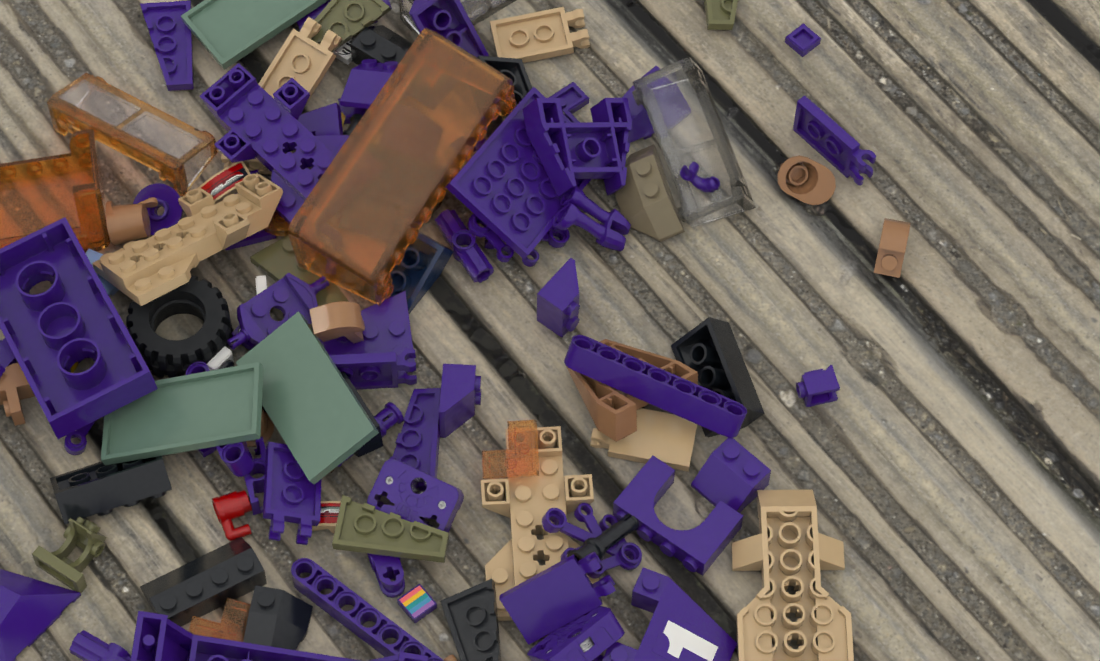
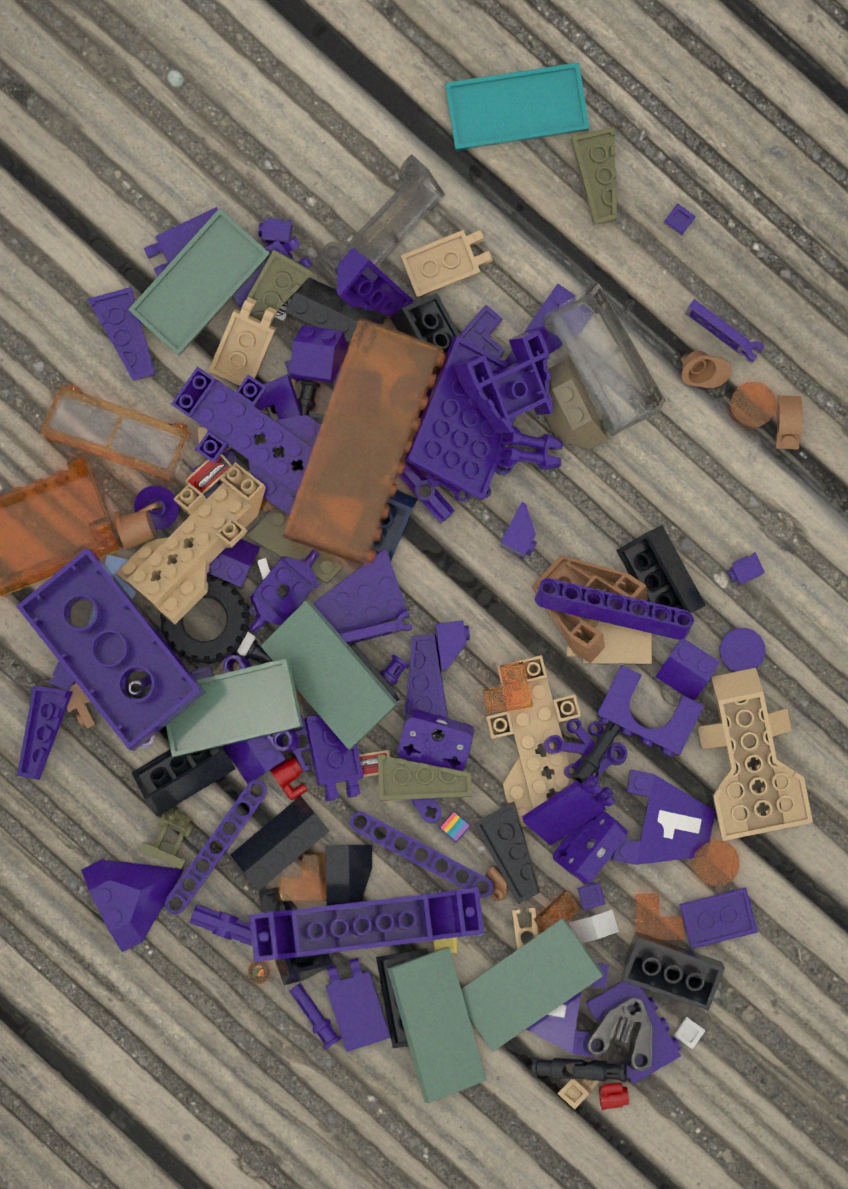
camera: 10 degrees left, 25 degrees up
(122, 584) = (206, 853): none -> dark purple beam
(198, 478) = (254, 757): none -> dark purple slope
(230, 275) = (235, 563): none -> dark purple slope
(338, 320) = (339, 601): medium nougat brick -> none
(703, 184) = (618, 393): dark purple arm -> none
(799, 470) = (742, 649): none -> dark purple tile
(854, 226) = (753, 404): none -> clear orange tile

